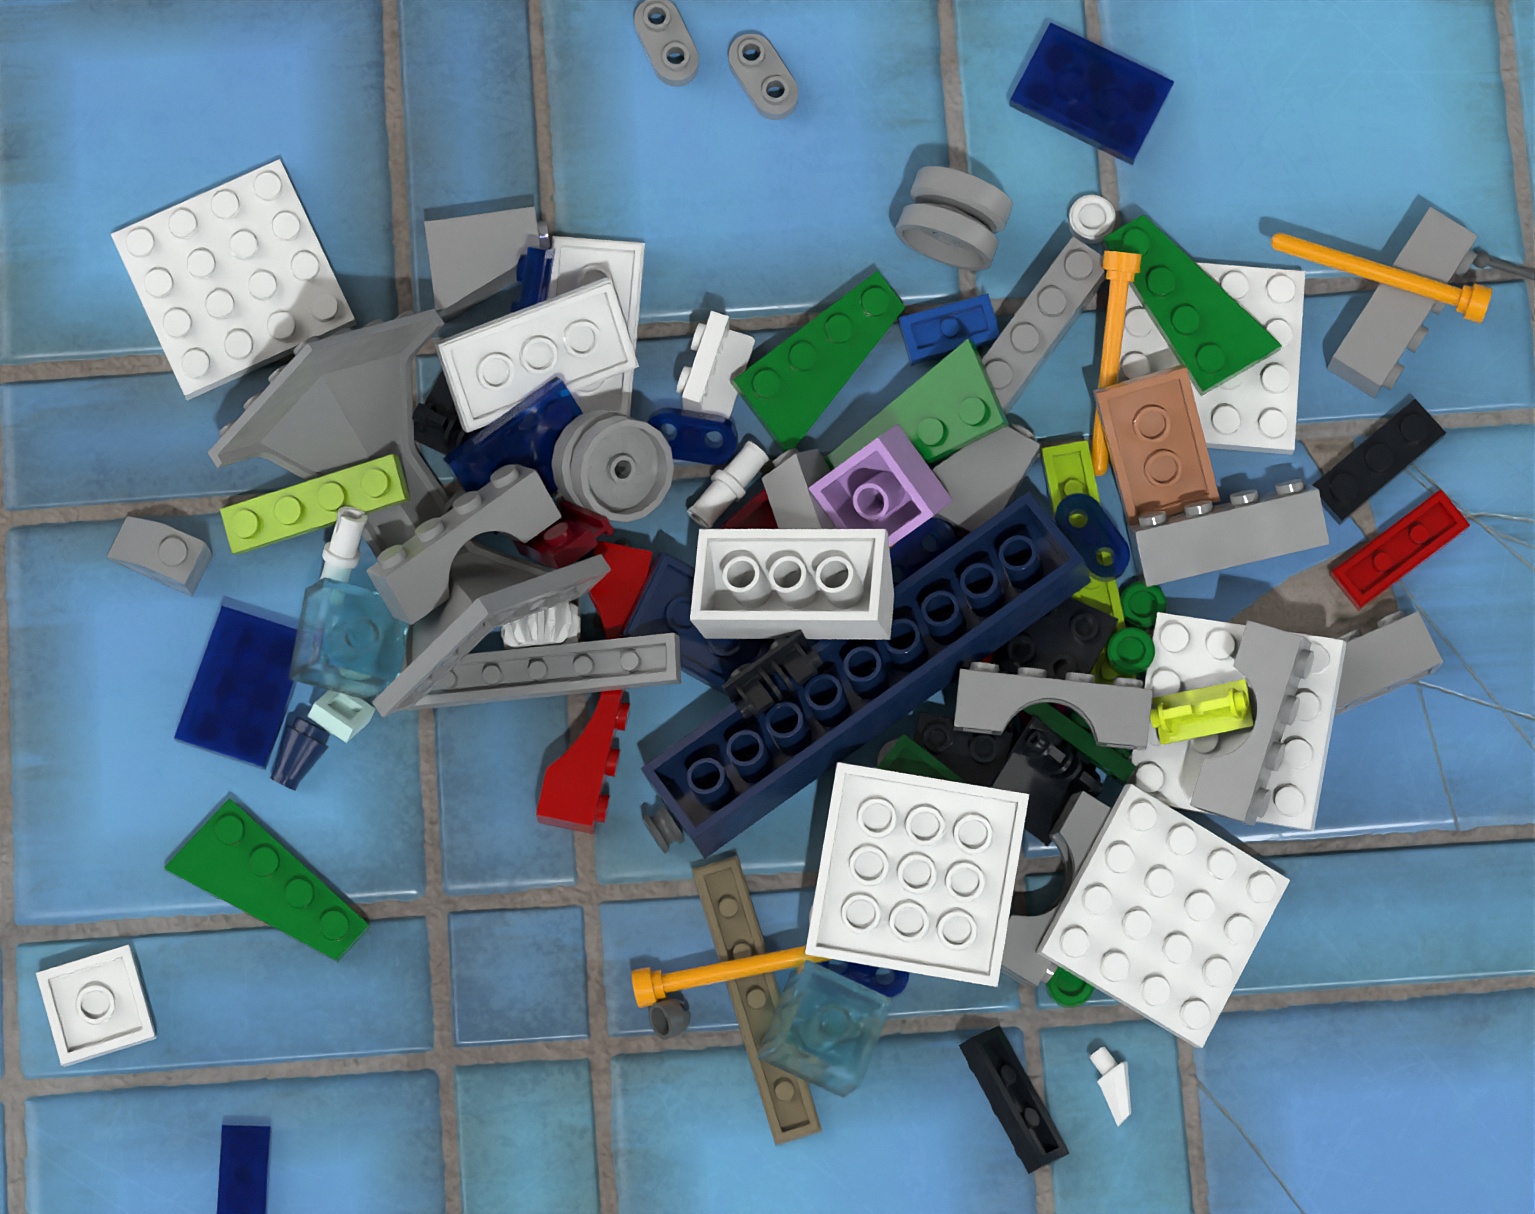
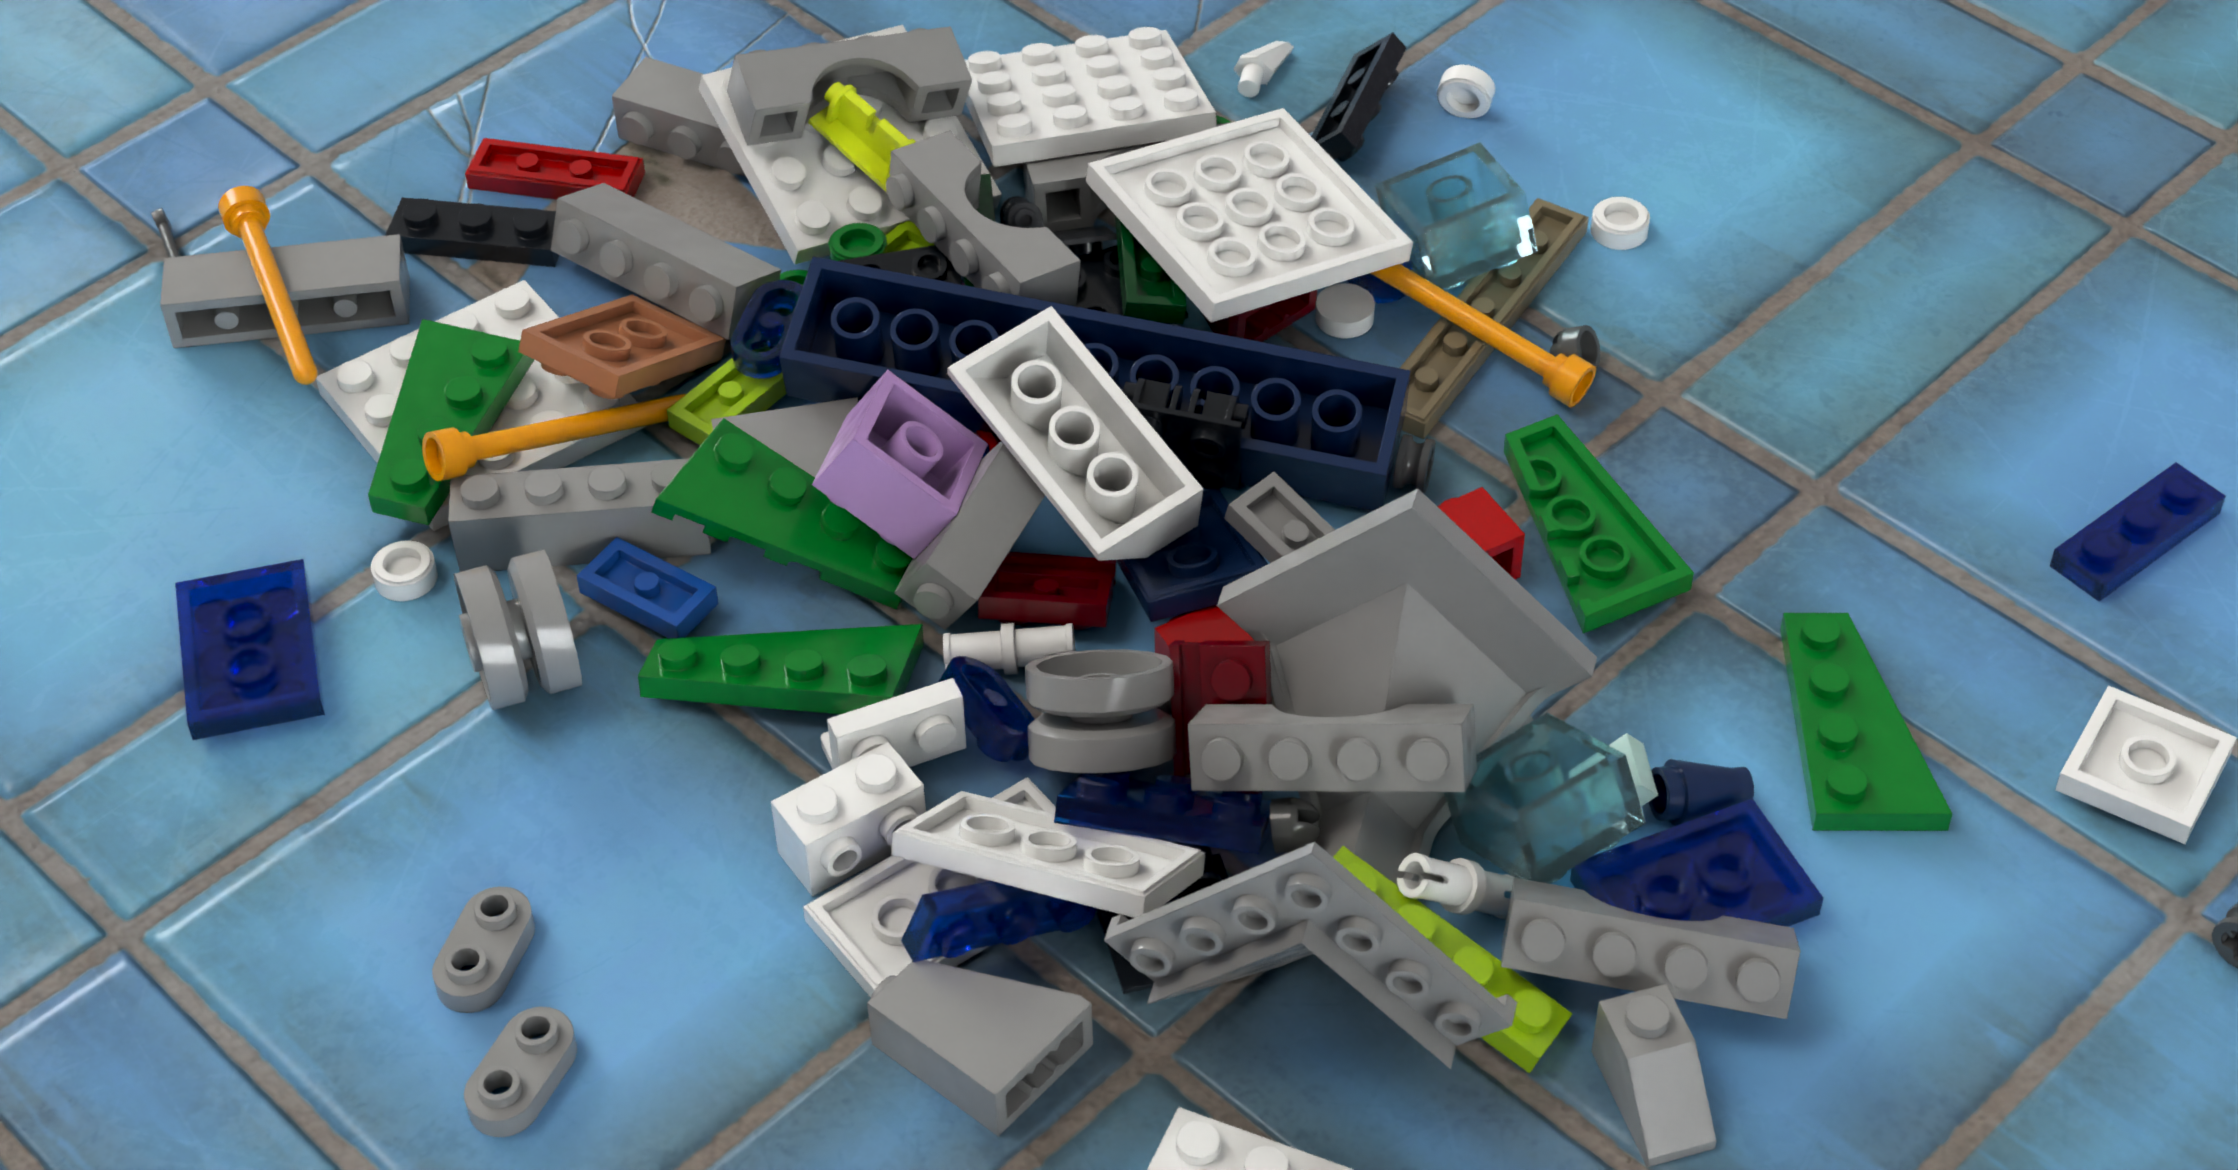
camera: 130 degrees left, 30 degrees down
(172, 639) = (1703, 962): none -> light grey arch
(514, 879) = (1592, 531): none -> green wing
(674, 301) = (846, 817): none -> white brick
(758, 1167) = (1620, 223): none -> white tile
(958, 1180) = (1466, 91): none -> white tile

